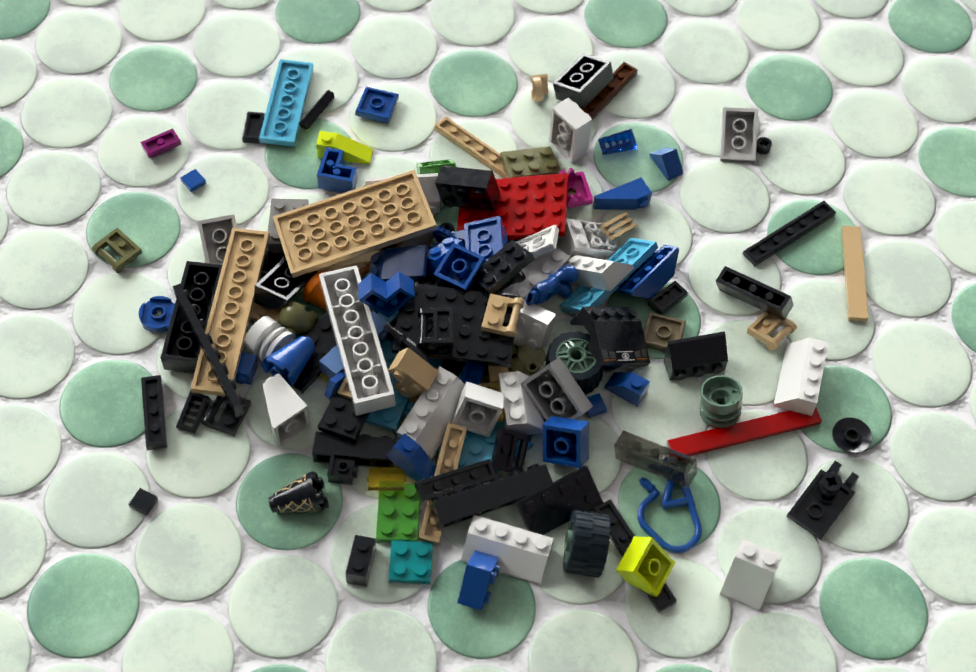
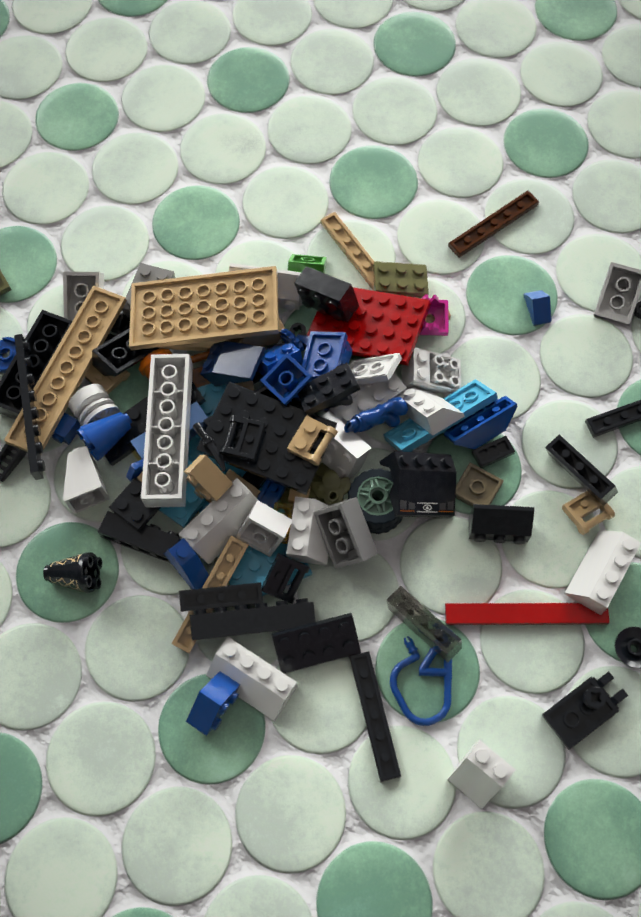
camera: 20 degrees right, 10 degrees up
(160, 143) = (61, 184): magenta plate -> none
(193, 180) = (79, 227): blue tile -> none
(228, 422) = (52, 465): black plate -> none
(253, 127) = (151, 185): black tile -> none
(286, 103) = (188, 166): medium azure plate -> none
(296, 319) = (126, 392): olive cylinder -> none
(317, 109) = (215, 179): black axle -> none
(334, 174) = (208, 250): blue brick -> none
(342, 470) = (114, 555): black brick -> none
(353, 150) = (226, 225): neon yellow slope -> none
(360, 560) = (110, 652): black brick -> none
(377, 104) = (272, 186): blue plate -> none
(386, 296) = (205, 392): blue brick -> none
(386, 479) = (159, 575): clear yellow piece -> none
(398, 515) = (160, 612): bright green plate -> none
(410, 562) = (158, 664): teal plate -> none
(539, 87) = (434, 200): tan piece -> none
(565, 441) = (340, 583): blue brick -> none
(570, 130) = (448, 253): white brick -> none
(583, 80) = (479, 203): black brick -> none
(586, 543) = (326, 697): black wheel -> none
(598, 406) = (385, 547): blue tile -> none
(621, 136) = (503, 281): clear blue slope -> none
(623, 216) = (478, 360): tan tile -> none
(624, 197) = (485, 335): blue slope -> none
(628, 386) = (423, 537): blue slope -> none
(645, 565) = (379, 734): neon yellow slope -> none
(721, 401) = (510, 578): sand green wheel -> none

